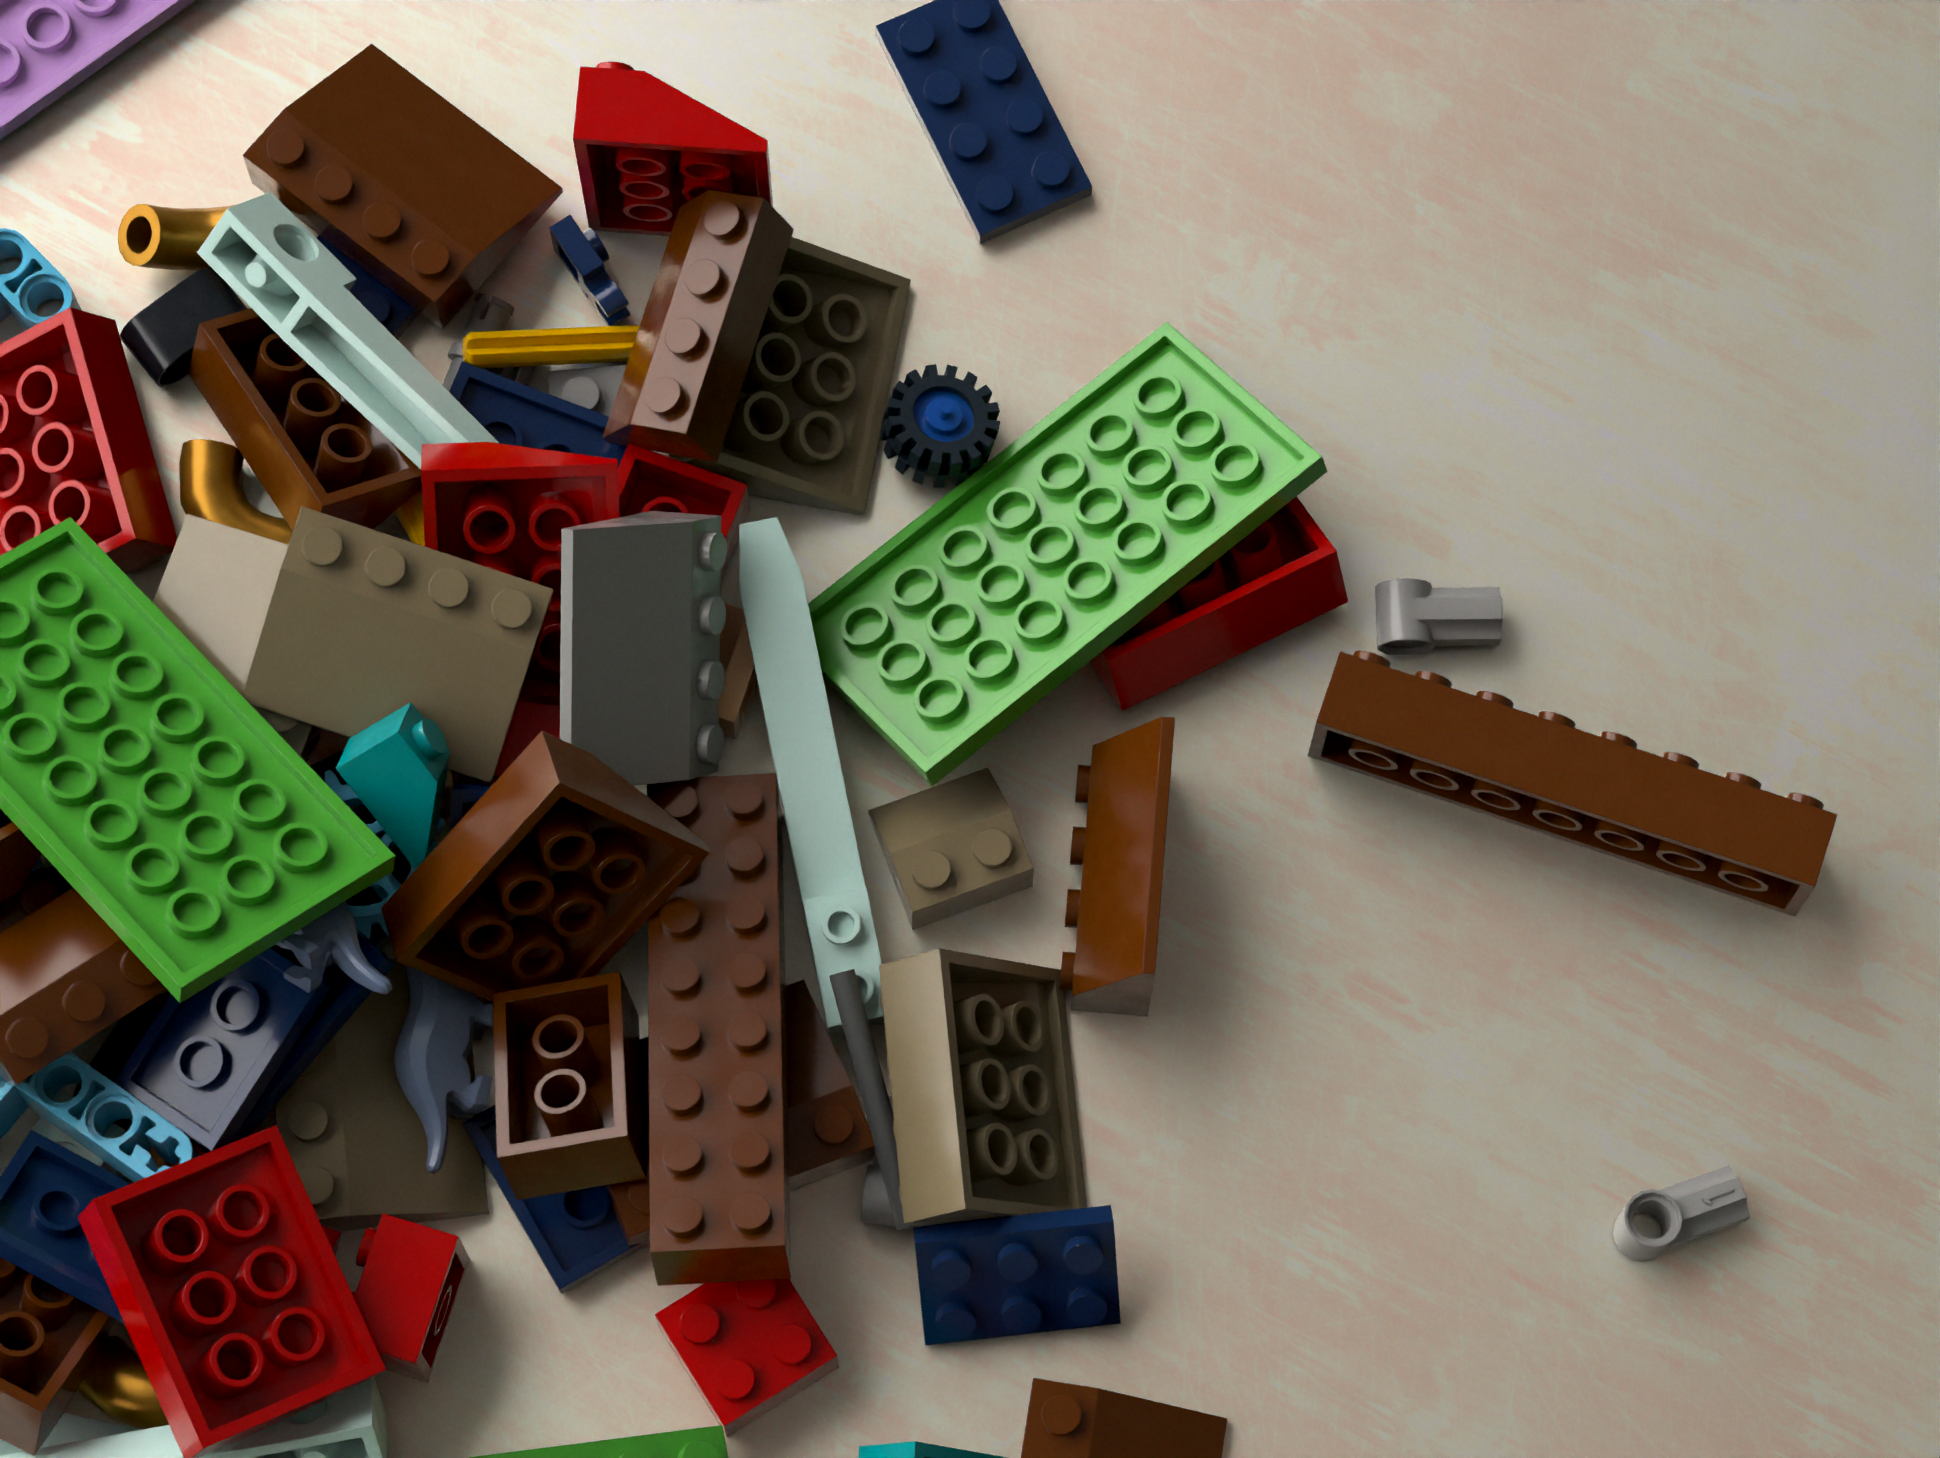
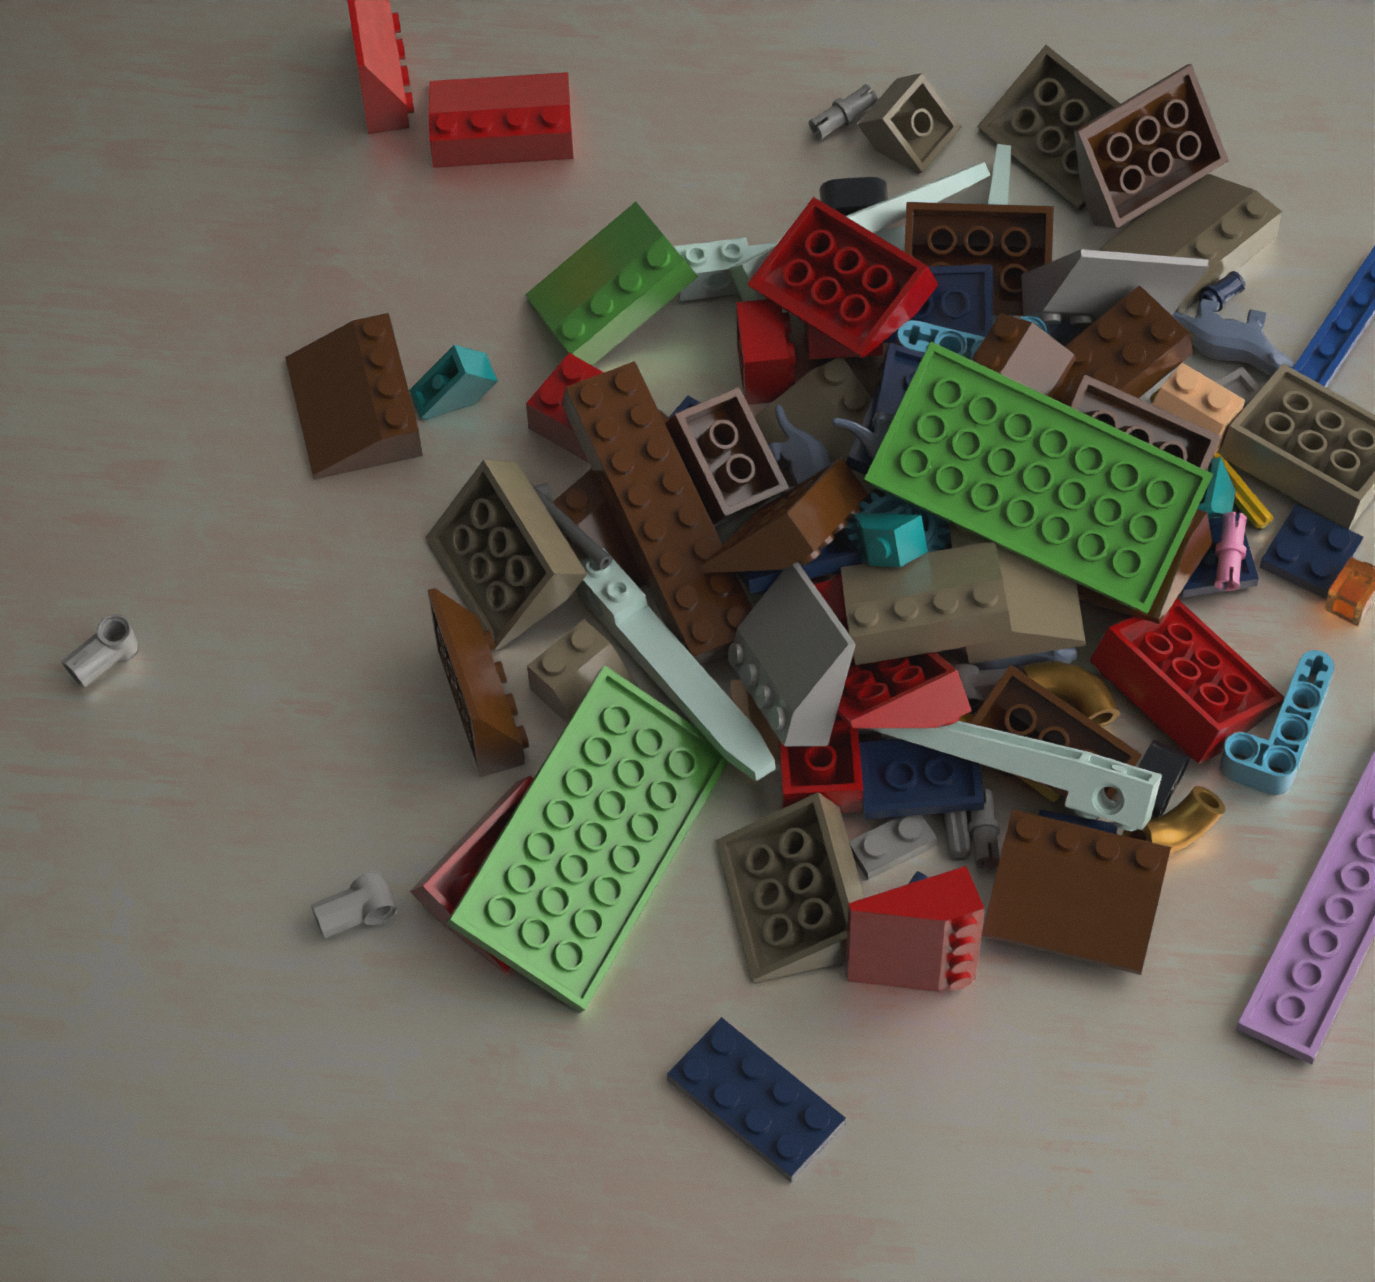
camera: 160 degrees right, 15 degrees down
(549, 346) = (939, 845): yellow axle -> none
(700, 326) = (847, 840): reddish brown slope -> none
(940, 425) = (692, 892): black wheel -> none
(1017, 1275) = (442, 481): dark blue plate -> none
(1572, 782) = (238, 829): reddish brown brick -> none

